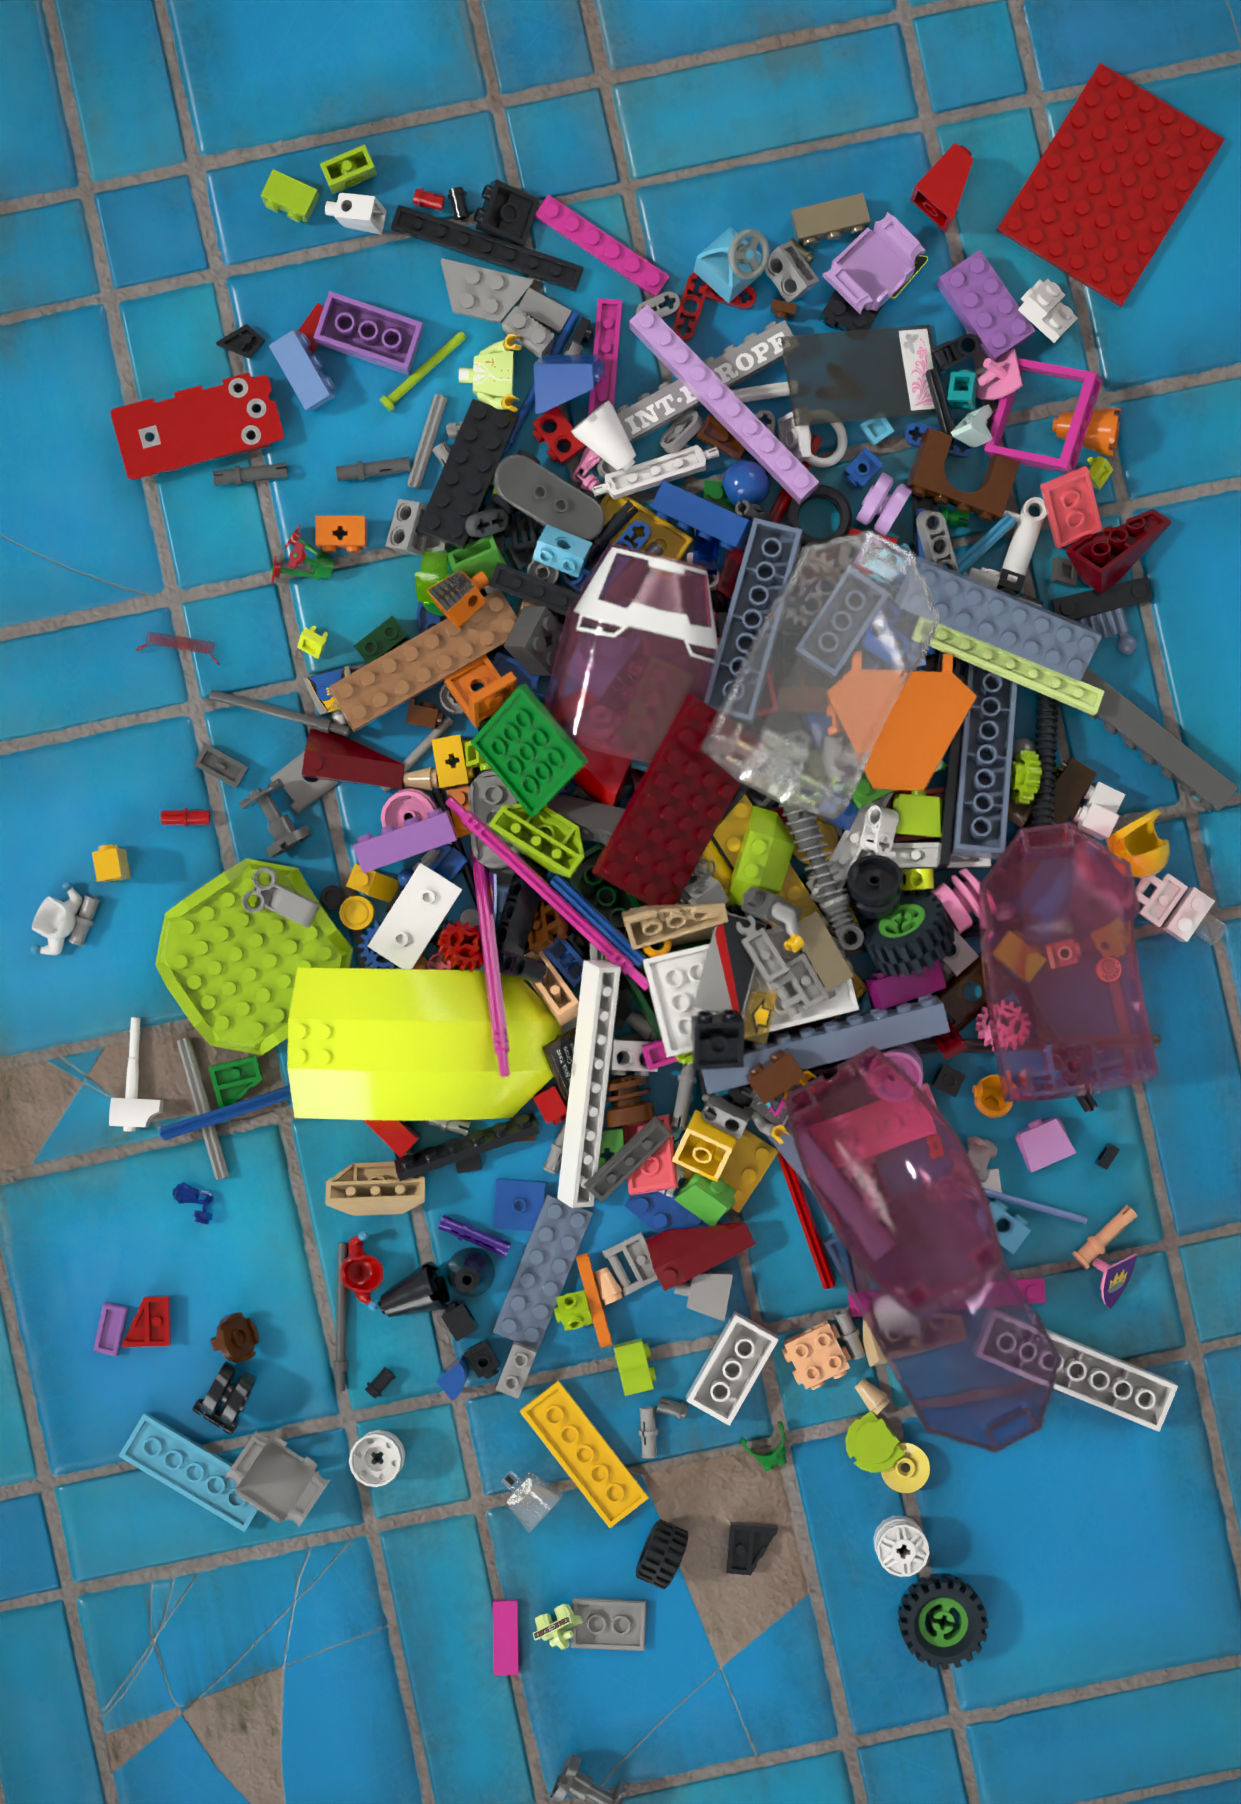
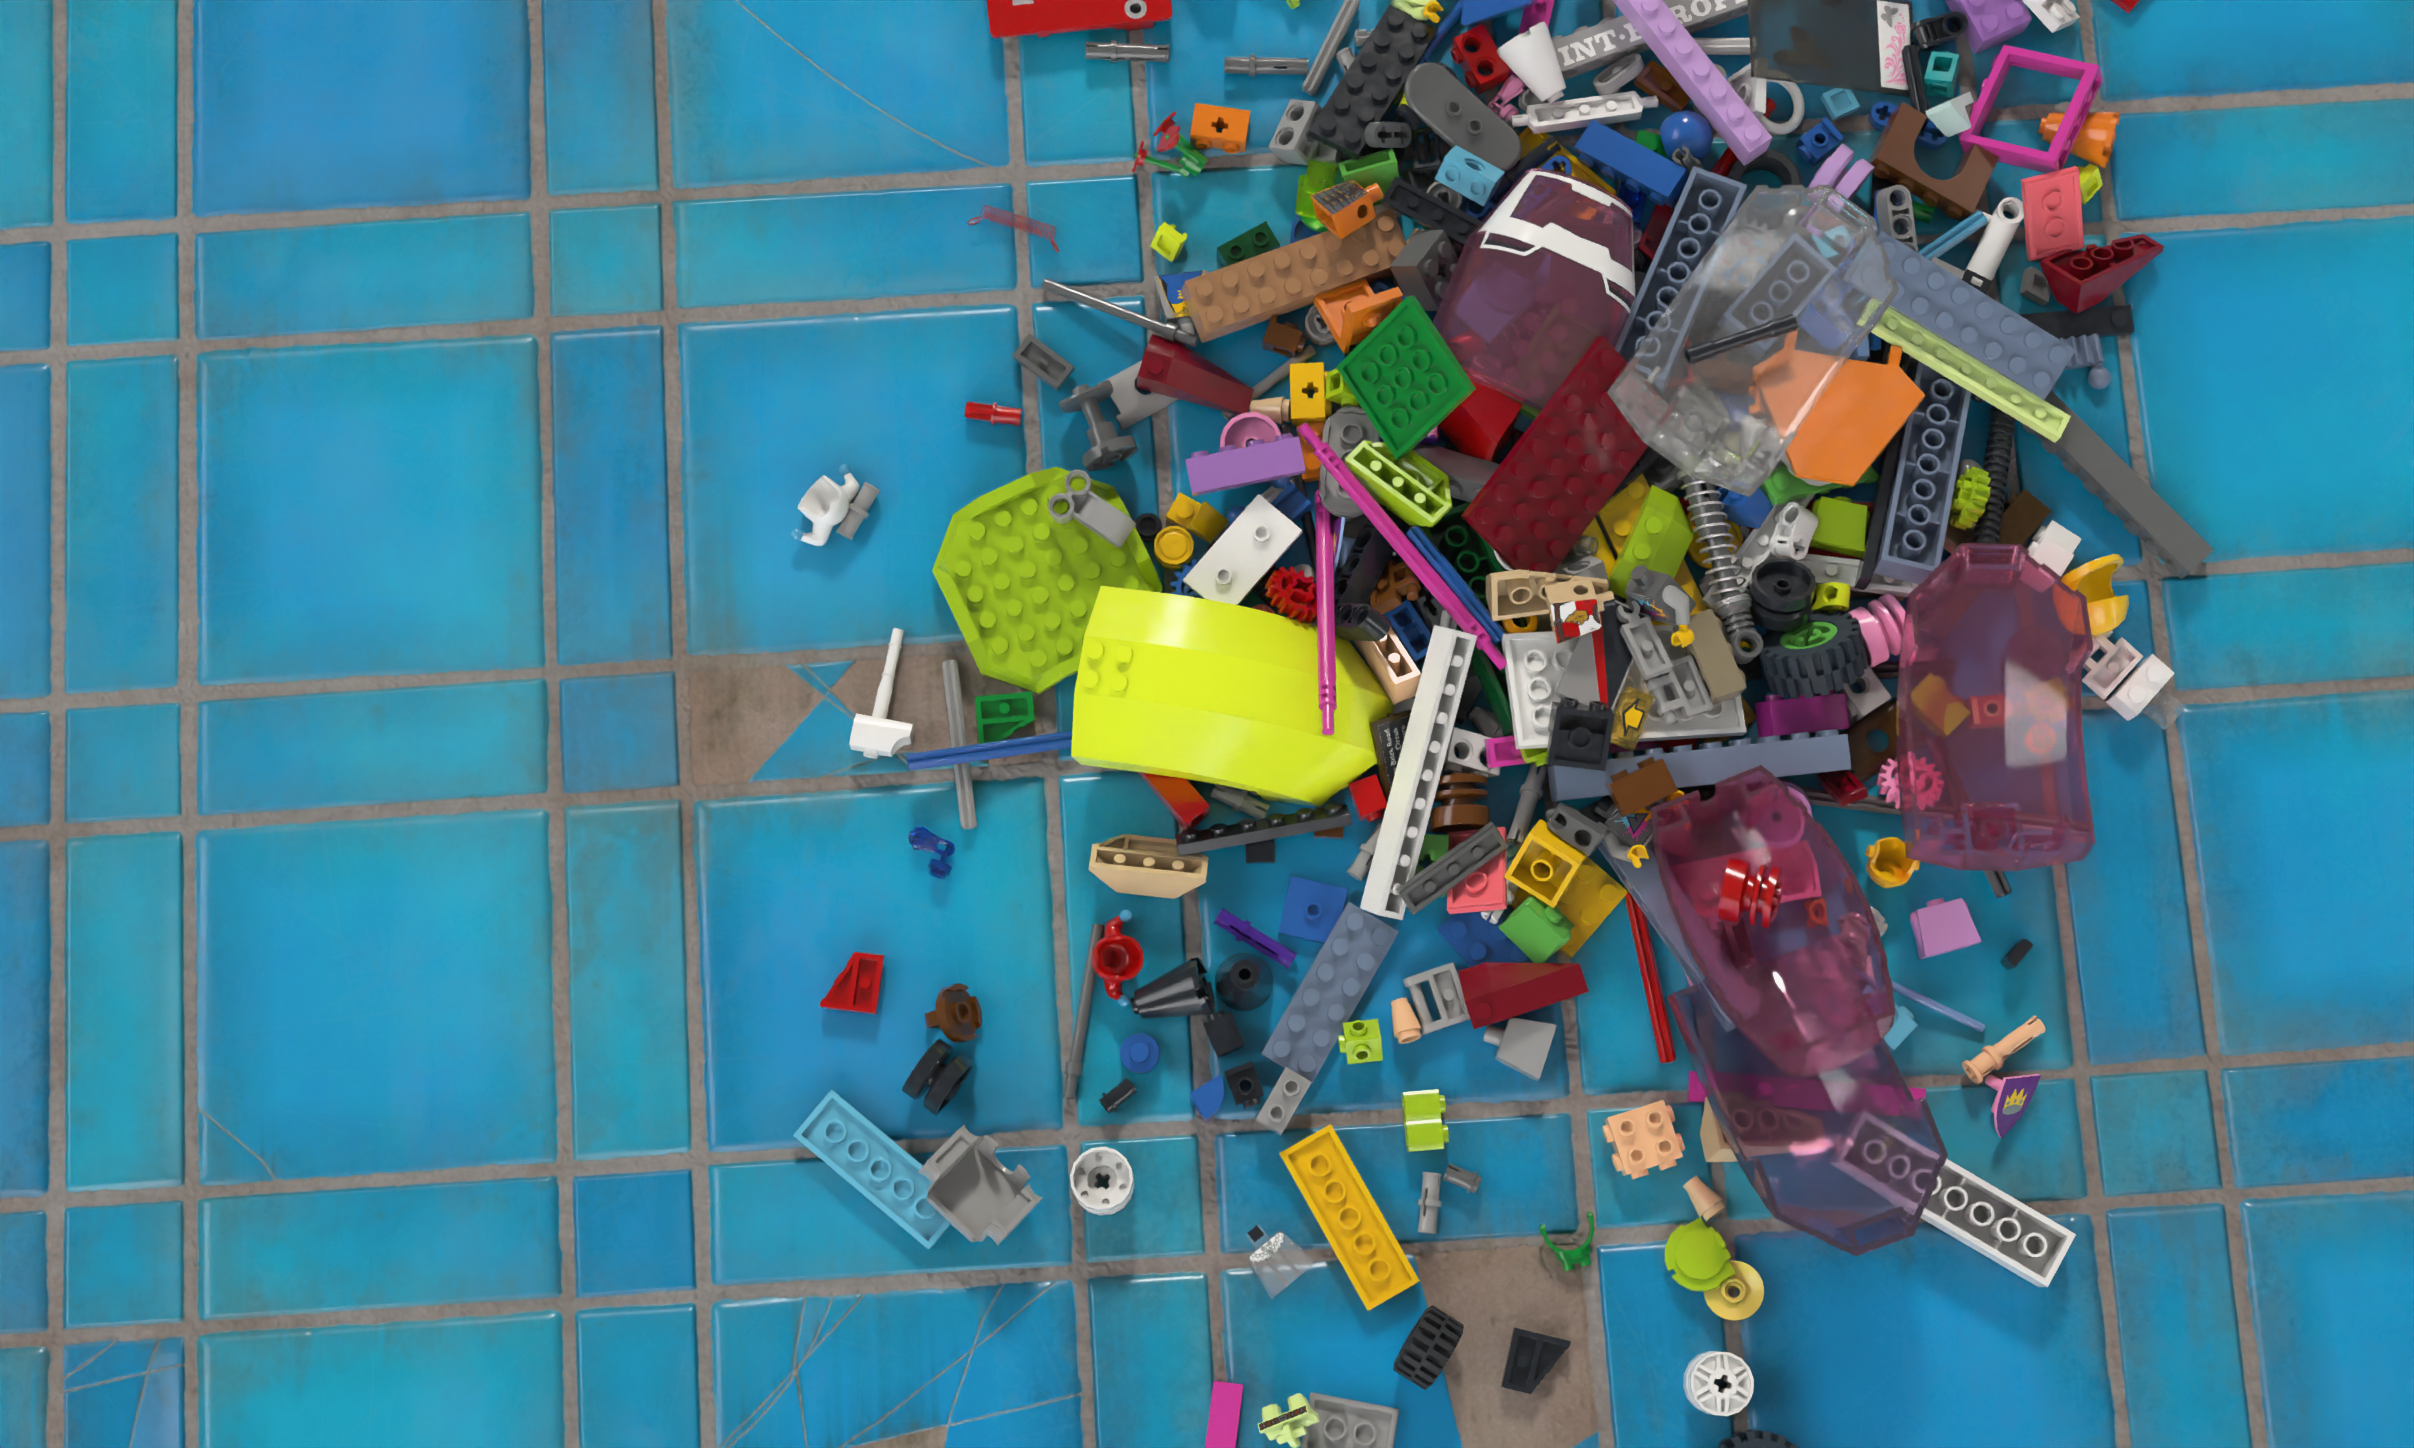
camera: 10 degrees right, 10 degrees down
(110, 1329) = (808, 986): medium lavender tile -> none
(111, 863) = (901, 449): yellow brick -> none
(214, 1419) = (915, 1108): black axle -> none
(392, 1346) = (1140, 1053): none -> blue piece
(593, 1299) = (1386, 1026): orange beam -> none
(700, 932) = (1575, 608): none -> torso
(731, 1368) = (1541, 1137): white brick -> none
(836, 661) = (1768, 330): none -> black piece
(850, 1334) = (1686, 1119): light grey pin -> none
(876, 1154) = (1750, 893): none -> red wheel
(948, 1080) = (1842, 833): black brick -> none
(1000, 378) = (1986, 64): bright pink shield -> none

